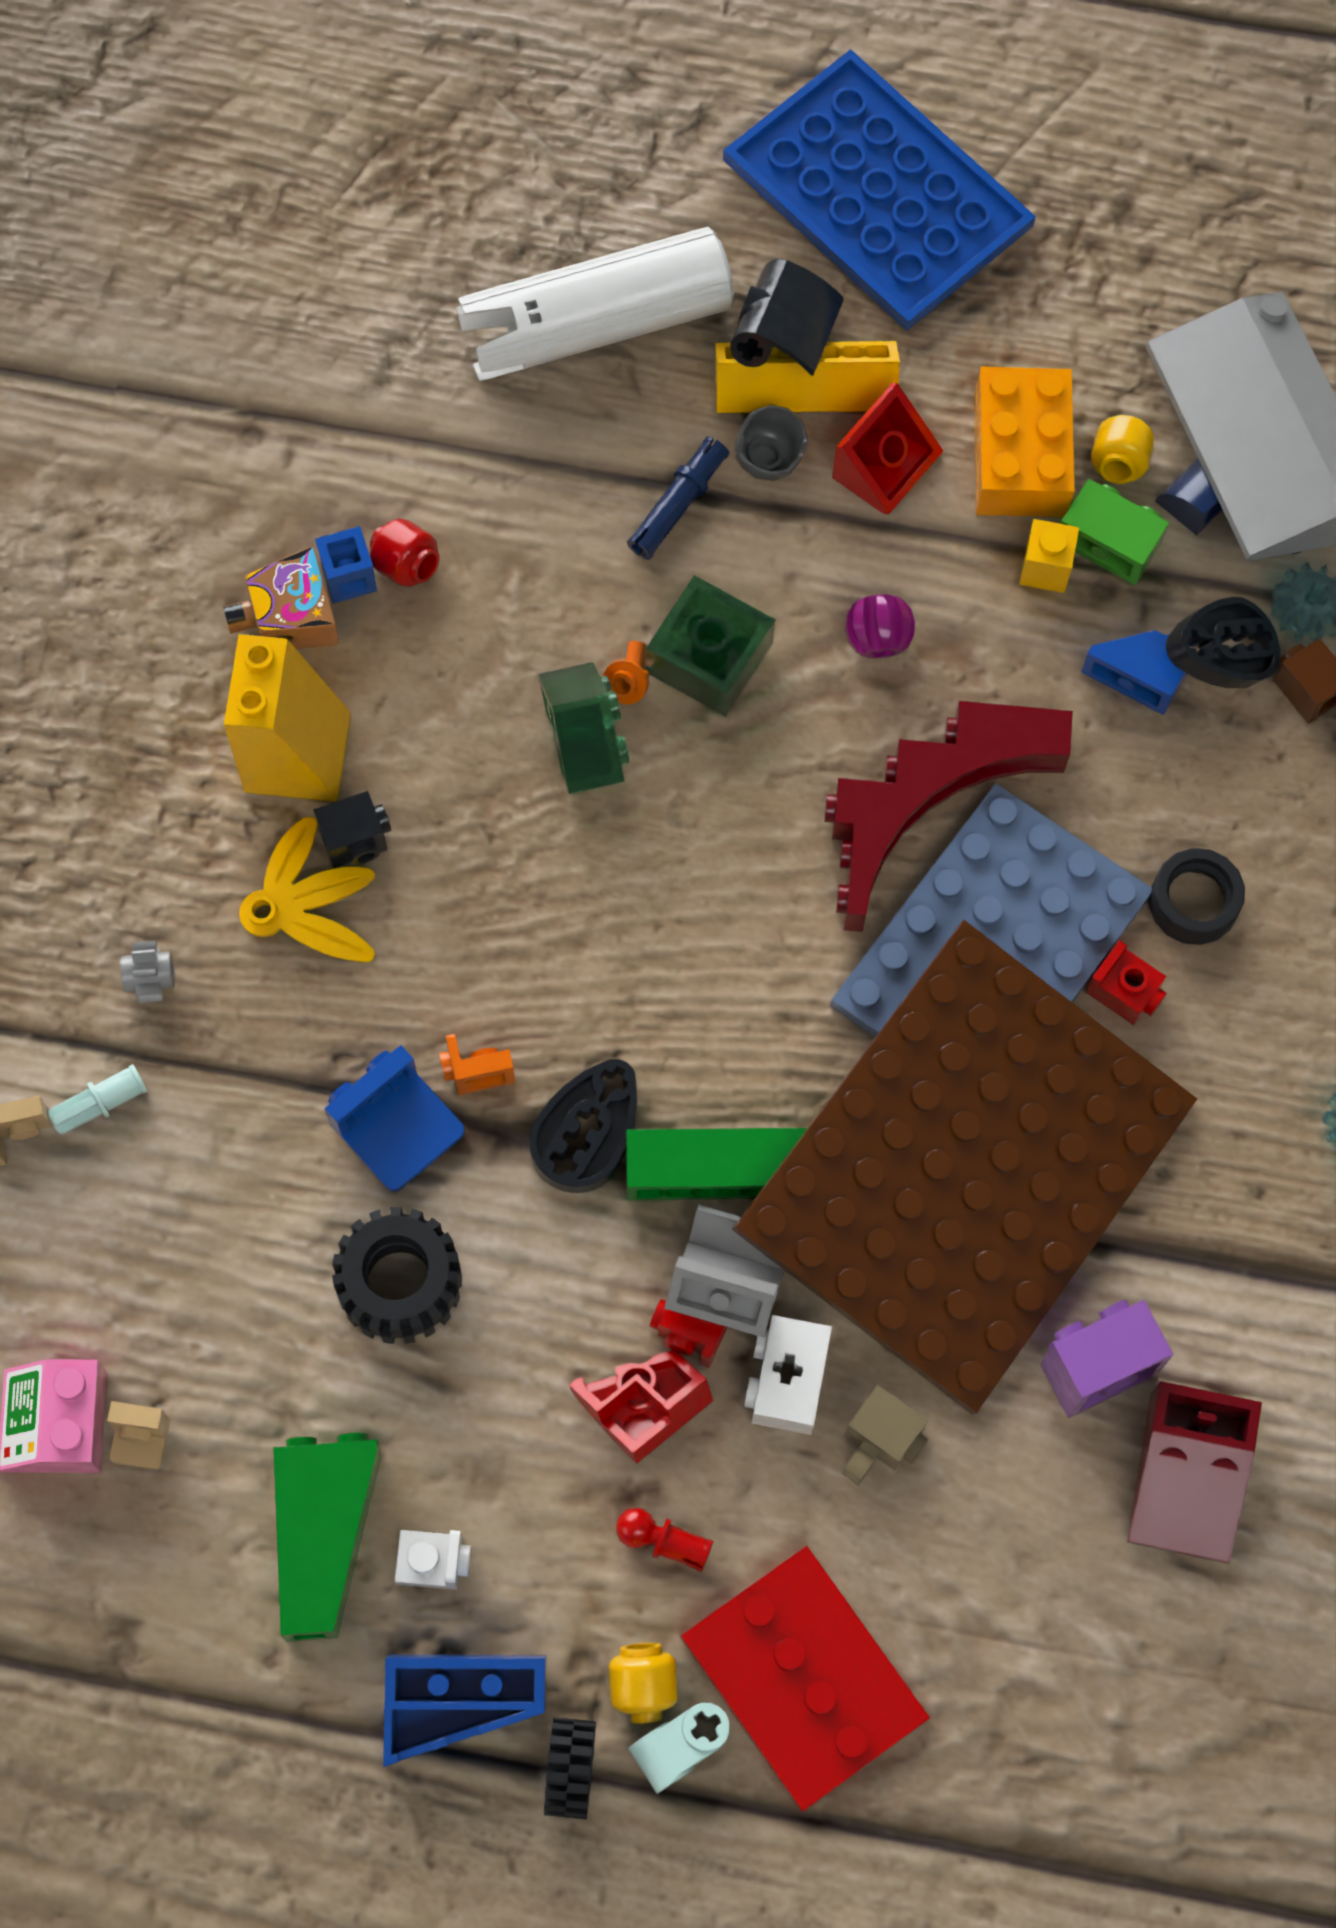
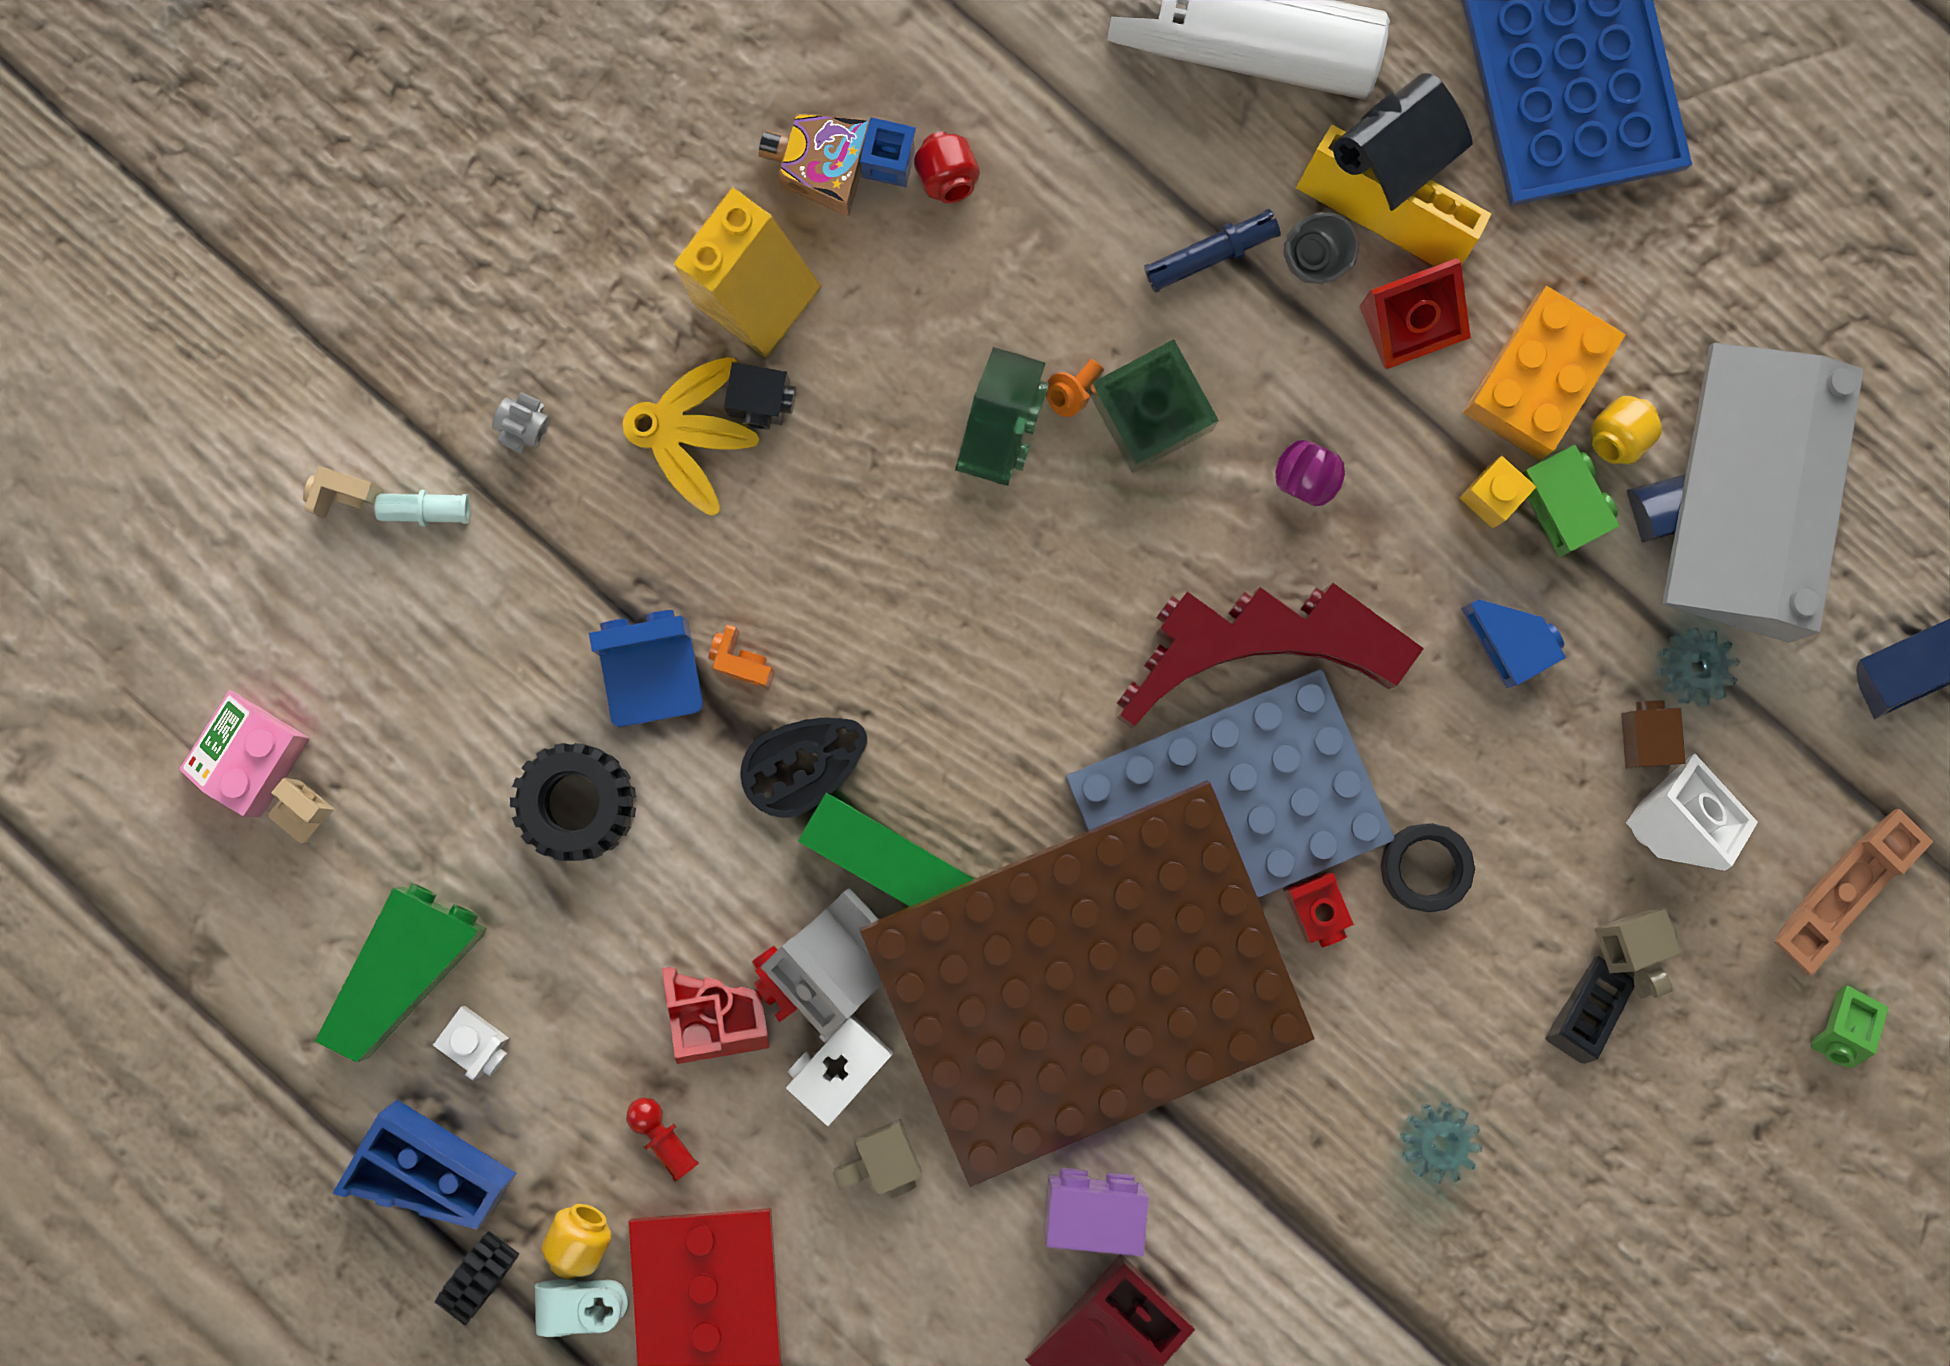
camera: 30 degrees right, 15 degrees up
(1218, 663) = (1598, 641): black piece -> none

